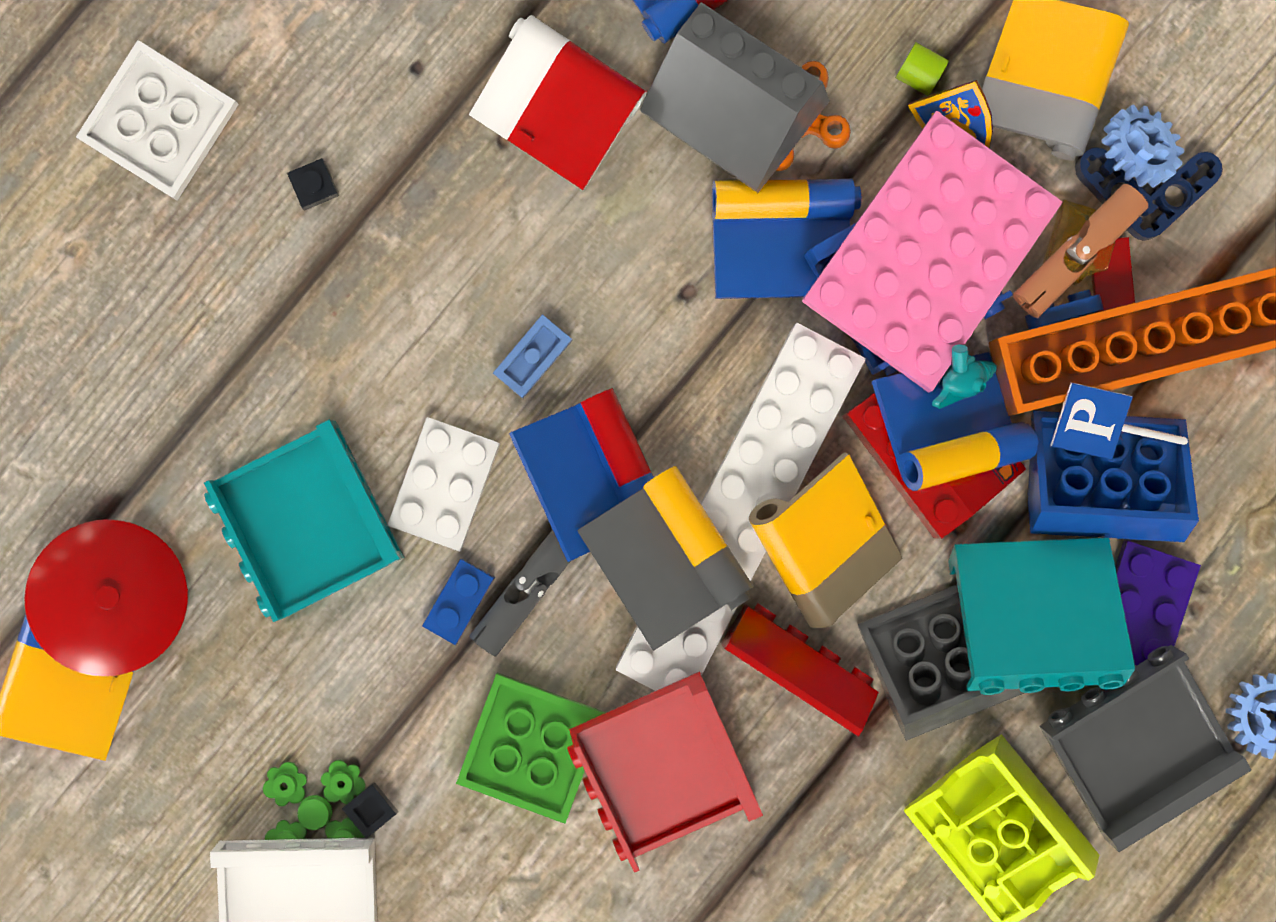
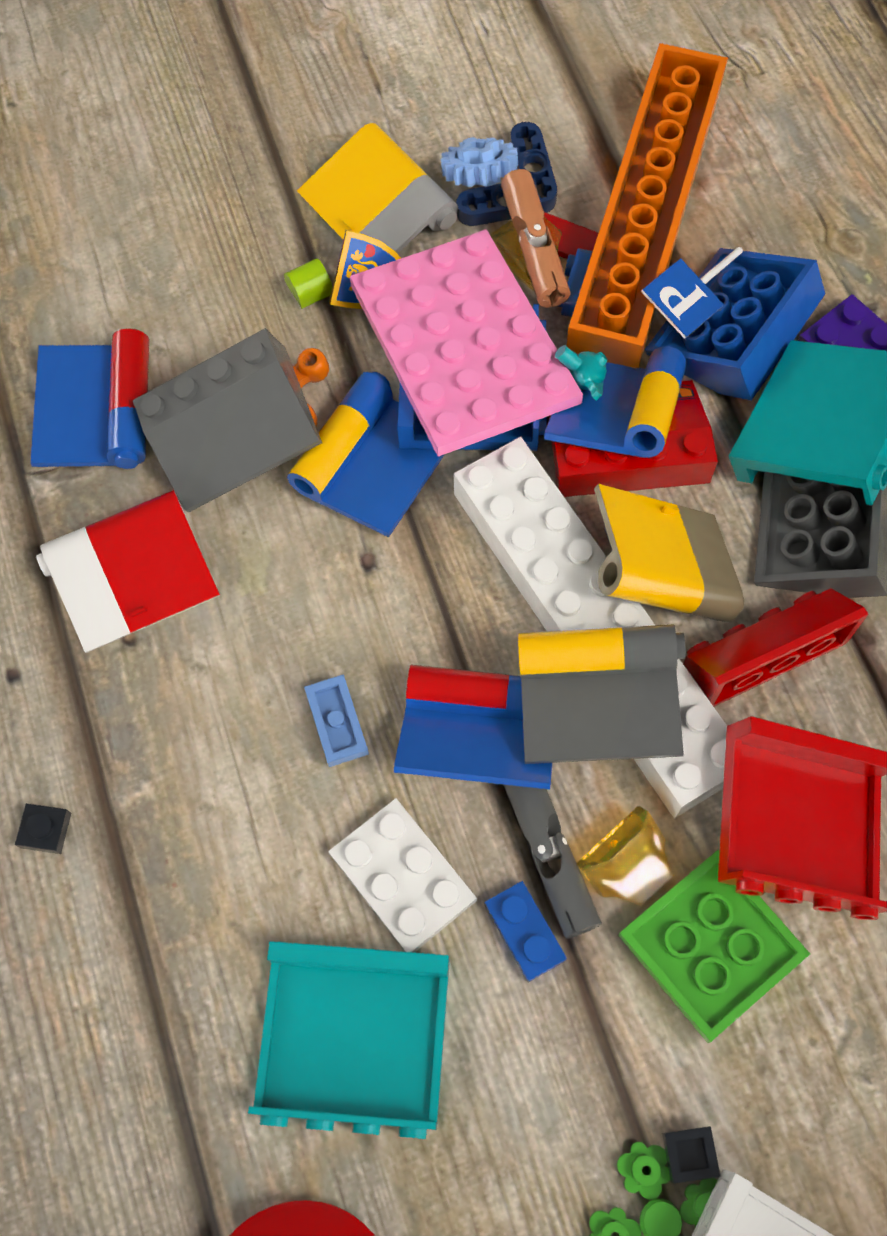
camera: 50 degrees left, 20 degrees down
(558, 651) = (629, 860): none -> clear yellow slope

